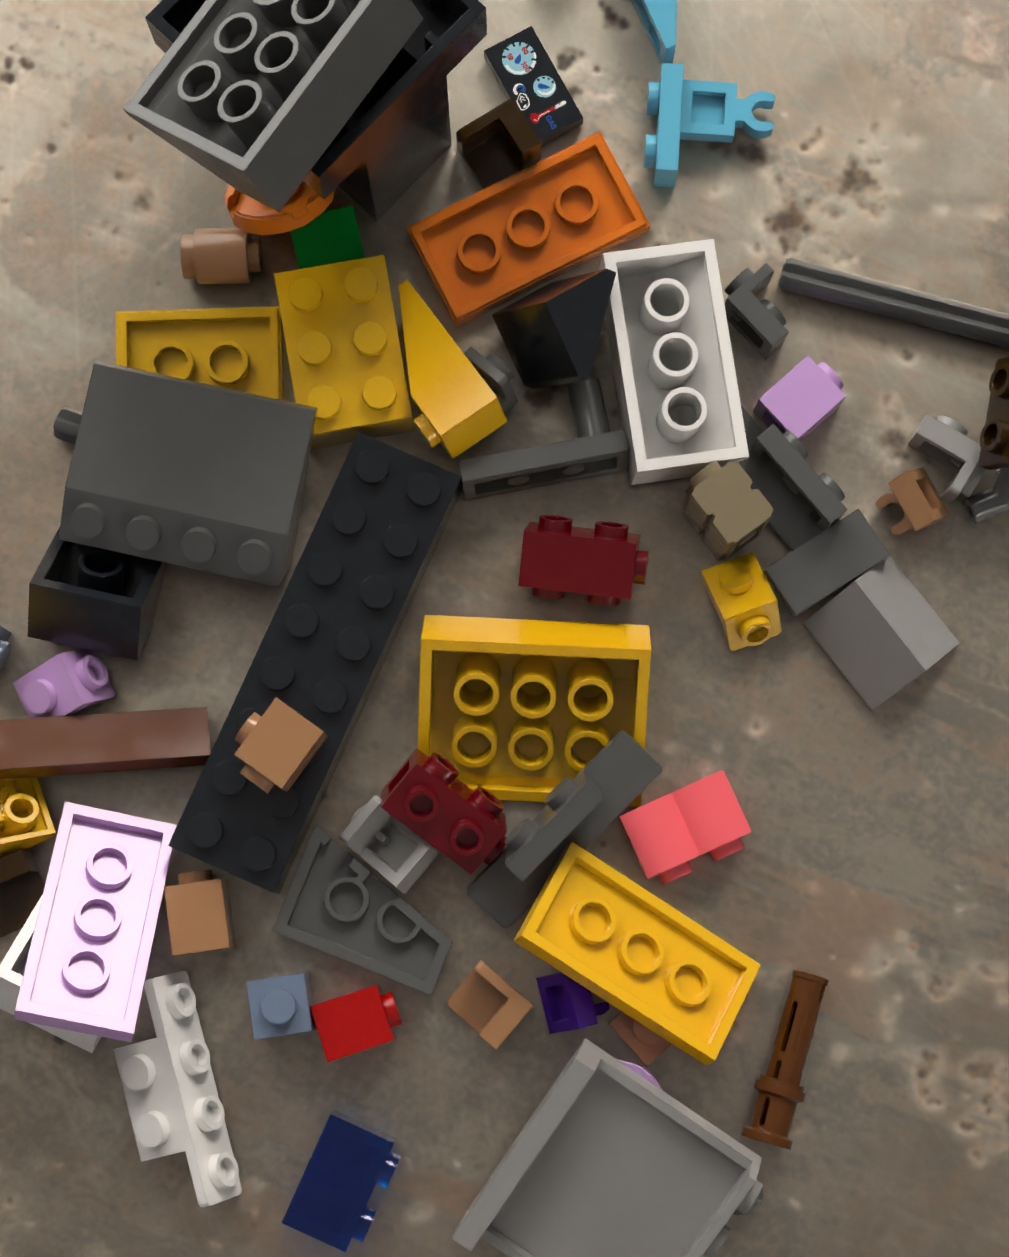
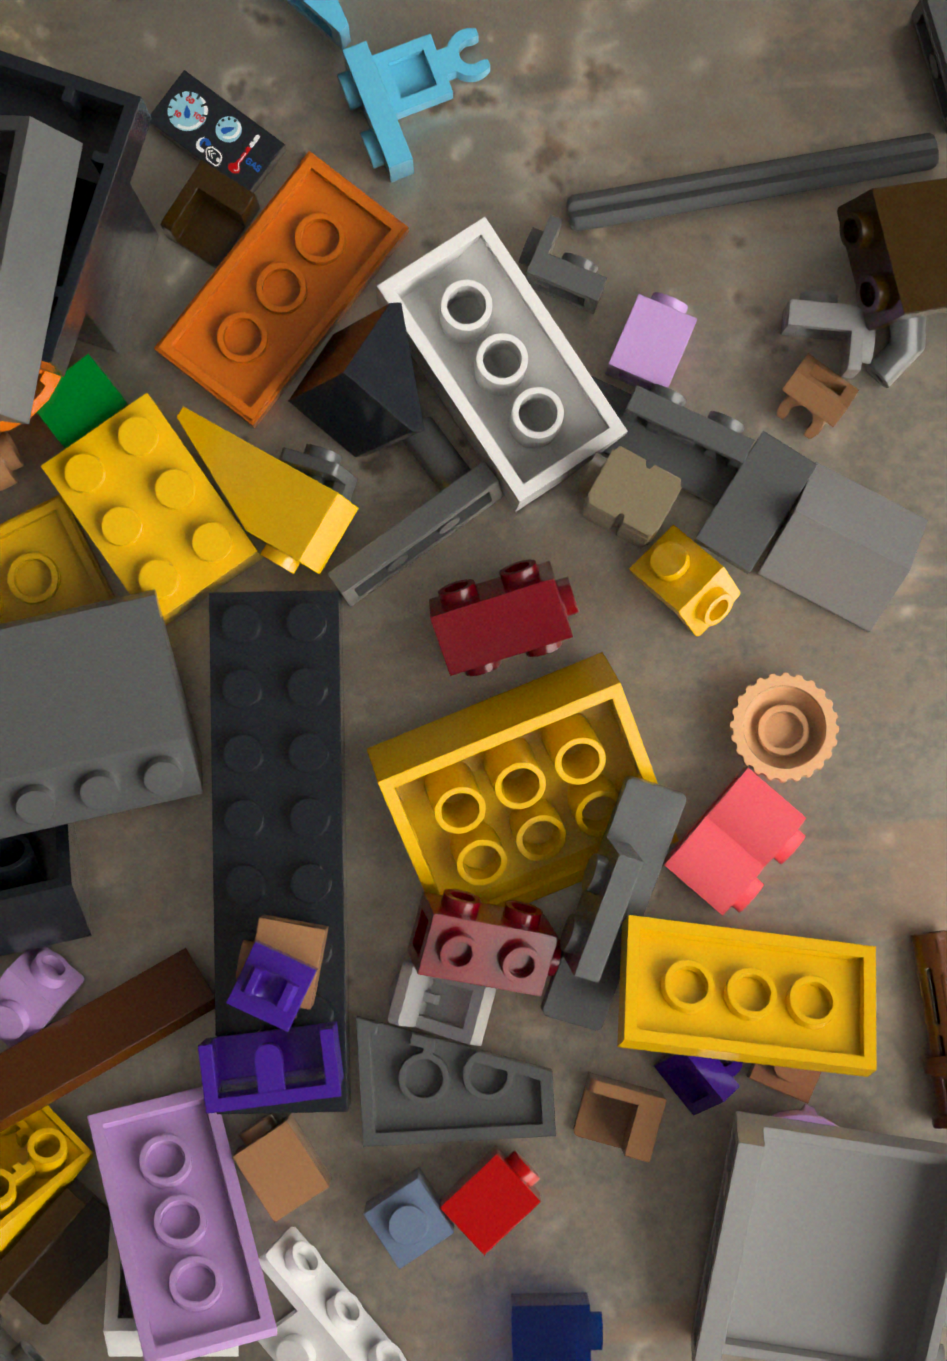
camera: 30 degrees left, 5 degrees up
(228, 821) = (271, 1067): none -> dark purple window
(260, 754) = (272, 985): none -> dark purple tile
(767, 753) = (784, 727): none -> light nougat hat

